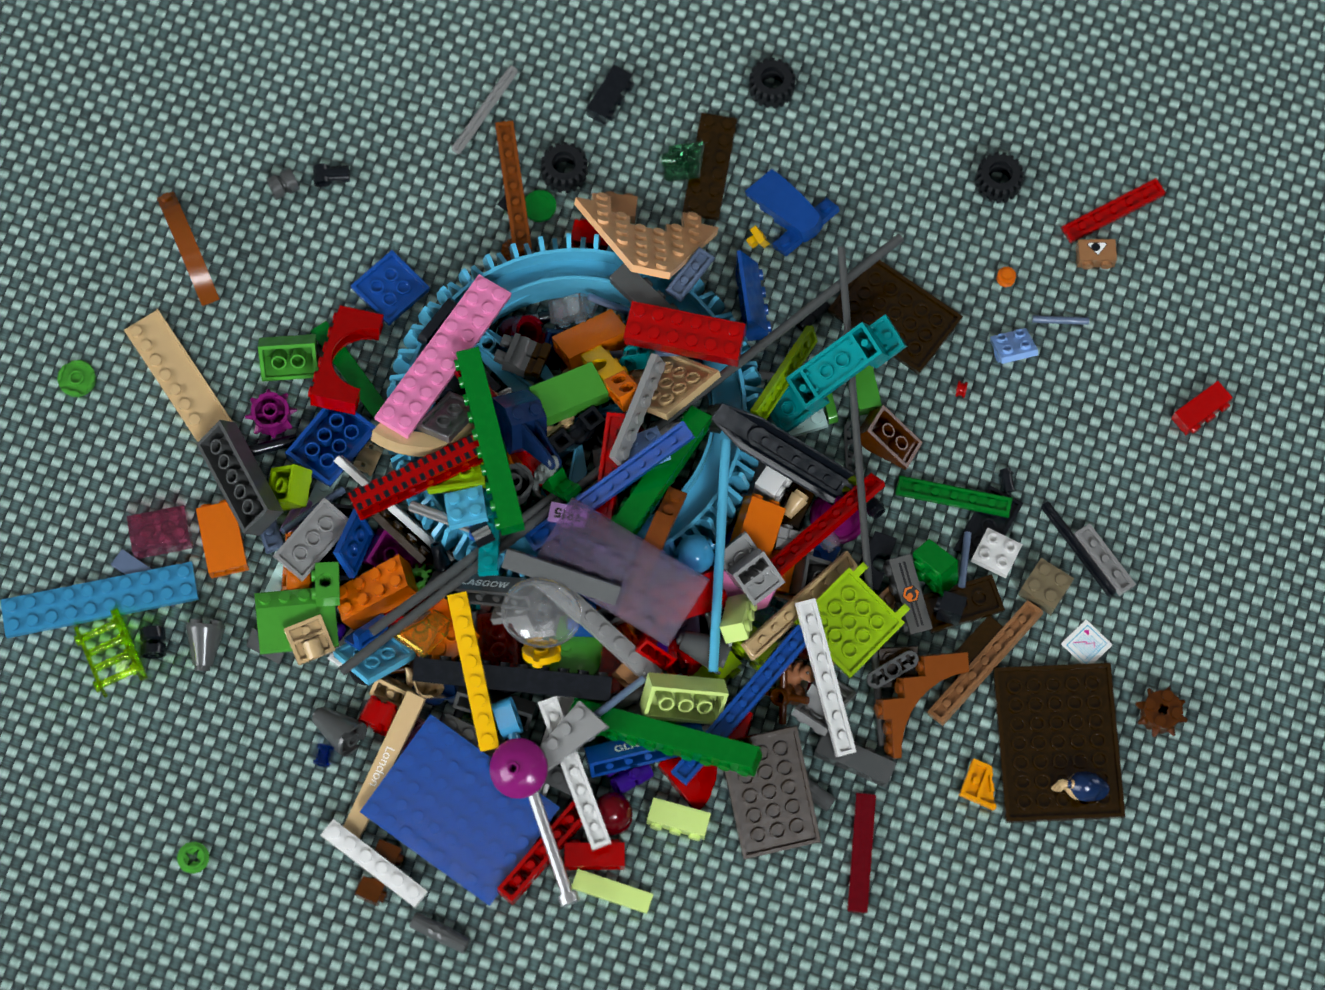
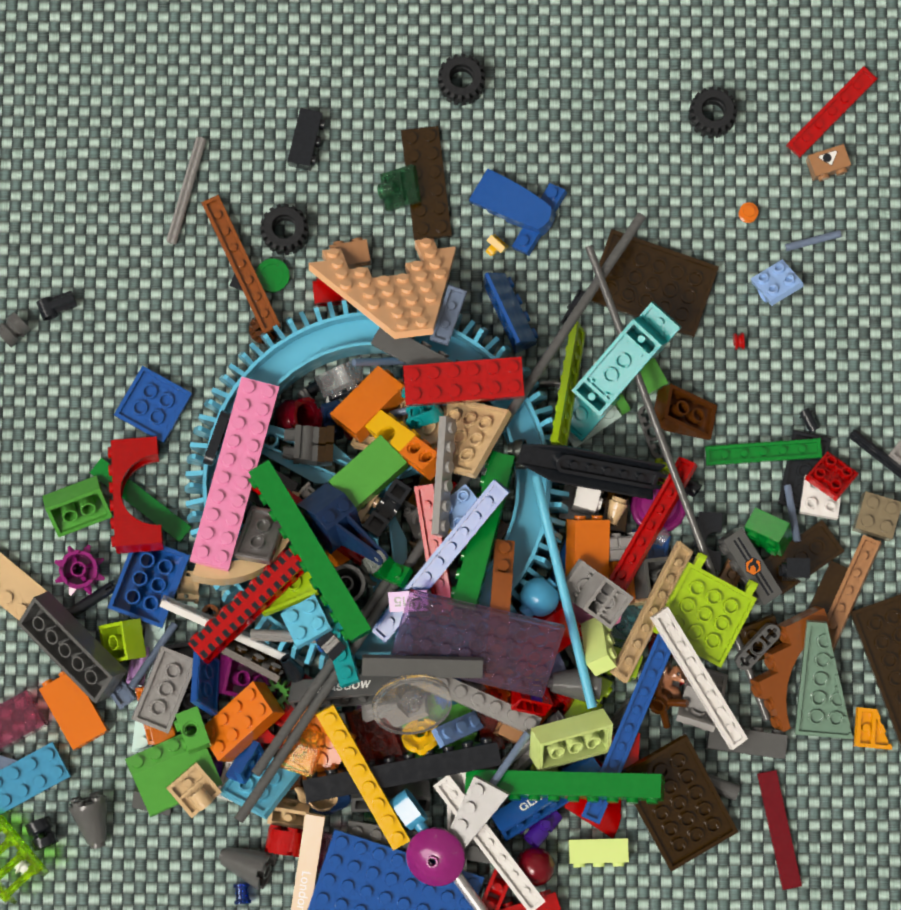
camera: 15 degrees left, 10 degrees up
(578, 656) = (457, 729): none -> medium blue plate
(939, 737) = (820, 696): none -> sand green wing
(1012, 535) = (831, 476): none -> red tile

